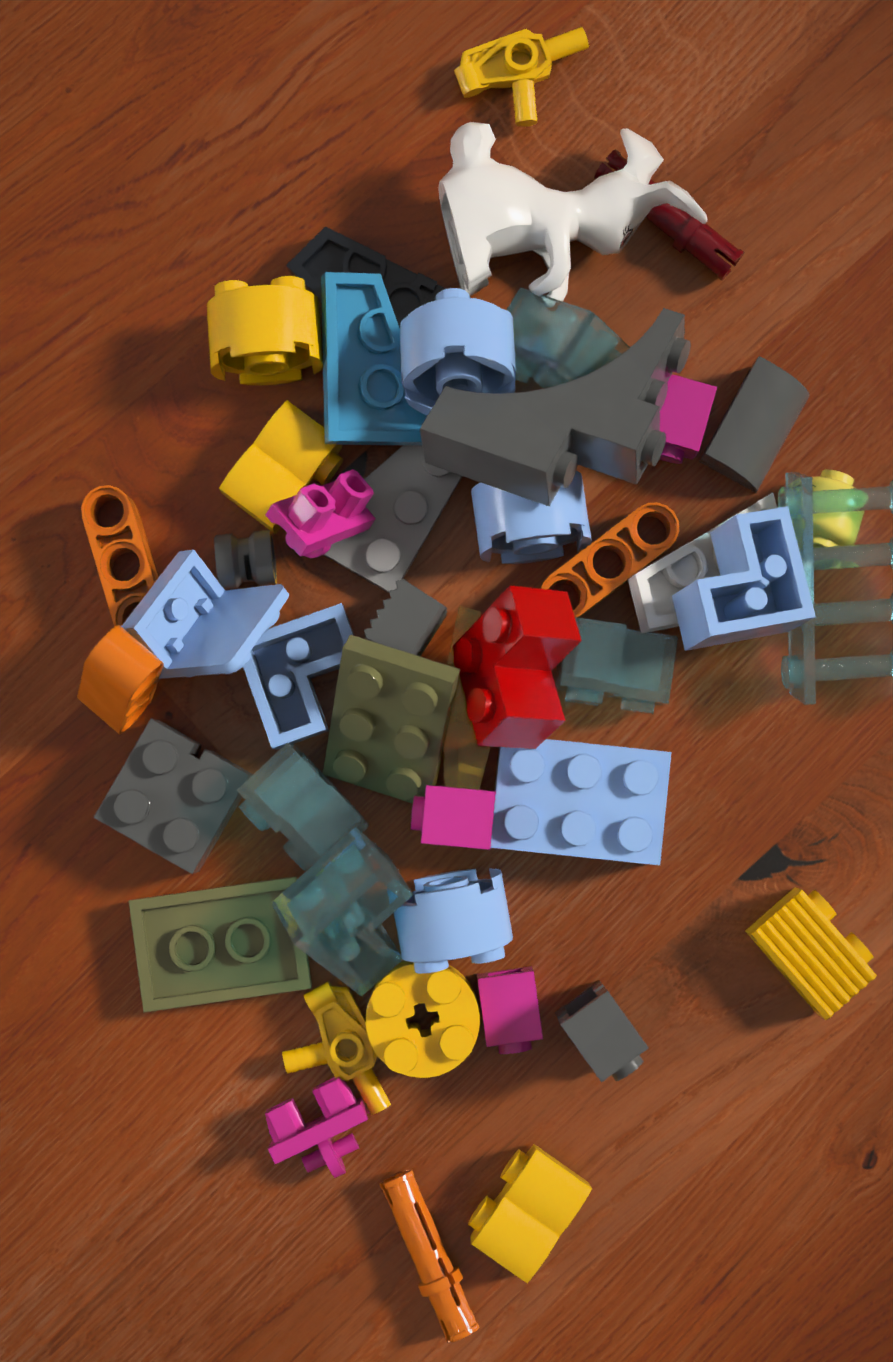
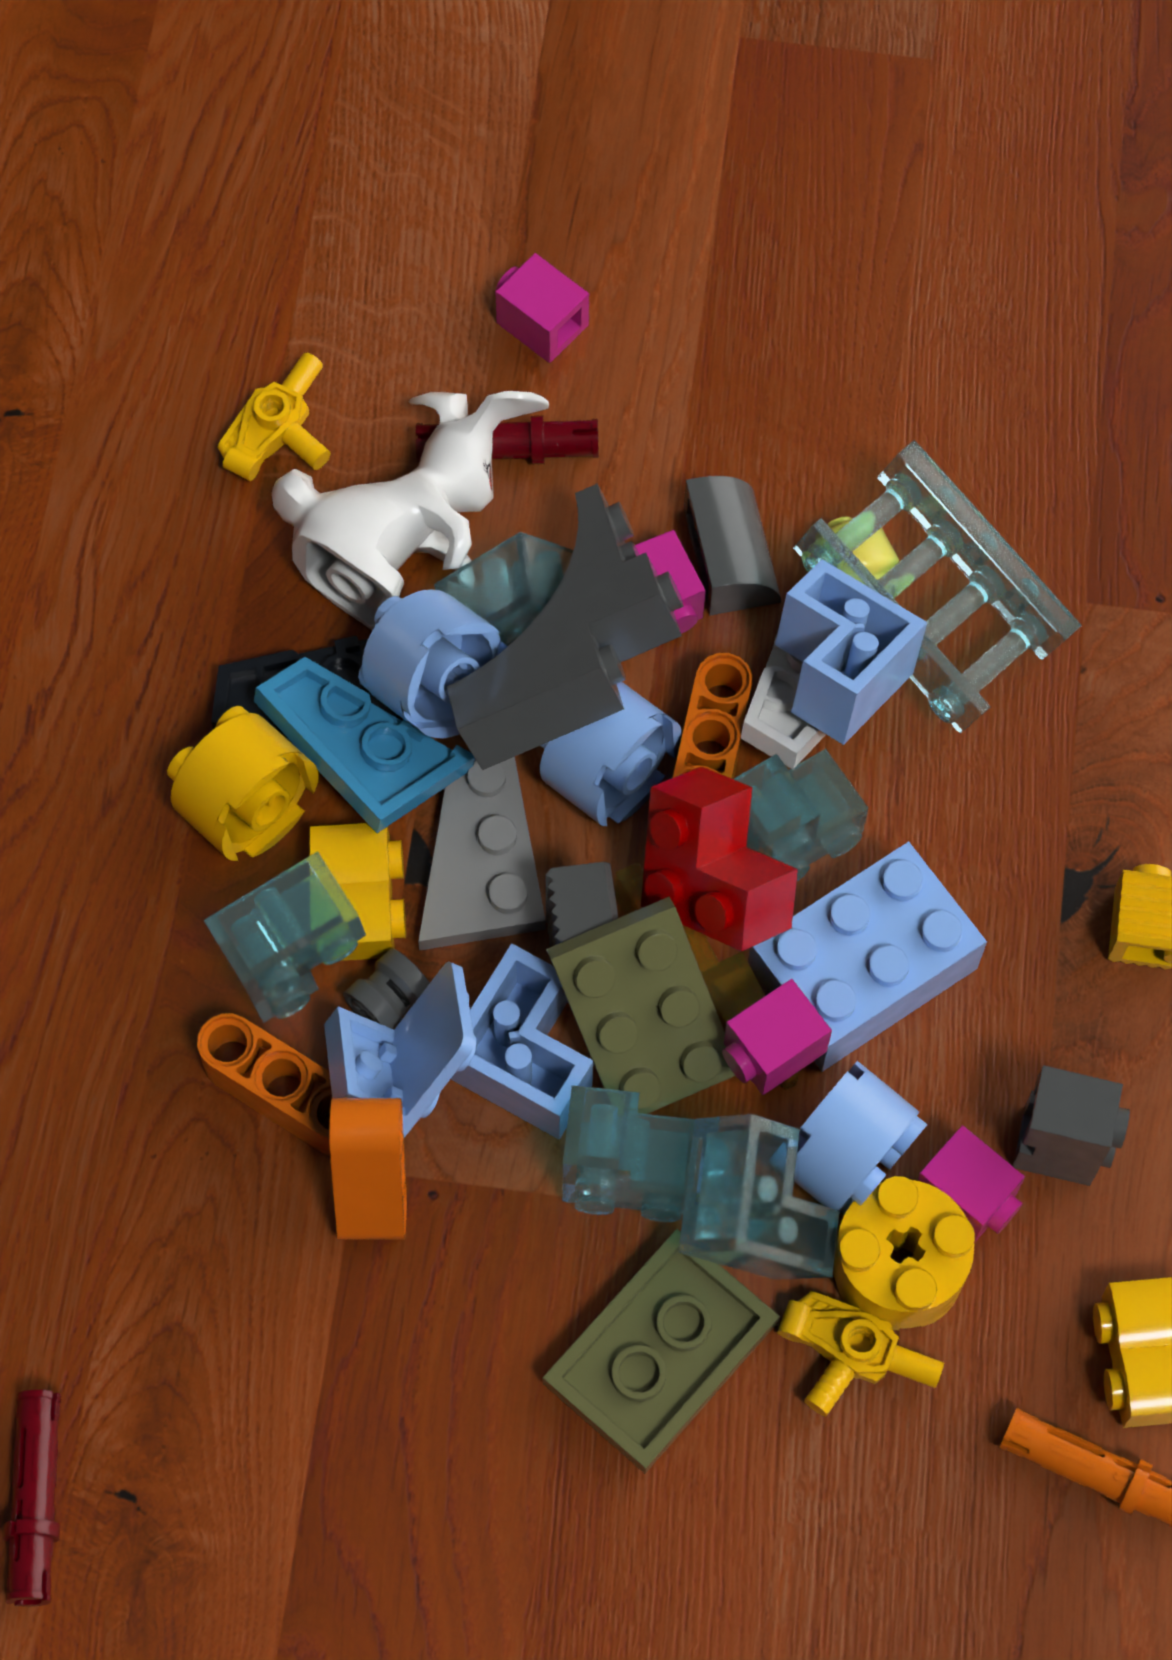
camera: 40 degrees left, 20 degrees down
(173, 798) = (505, 1247): dark grey piece -> none
(197, 472) = (283, 933): none -> clear light blue brick
(293, 1136) = (880, 1465): dark pink hips -> none
(324, 514) = (429, 888): dark pink hips -> none
(781, 128) = (541, 307): none -> dark pink brick

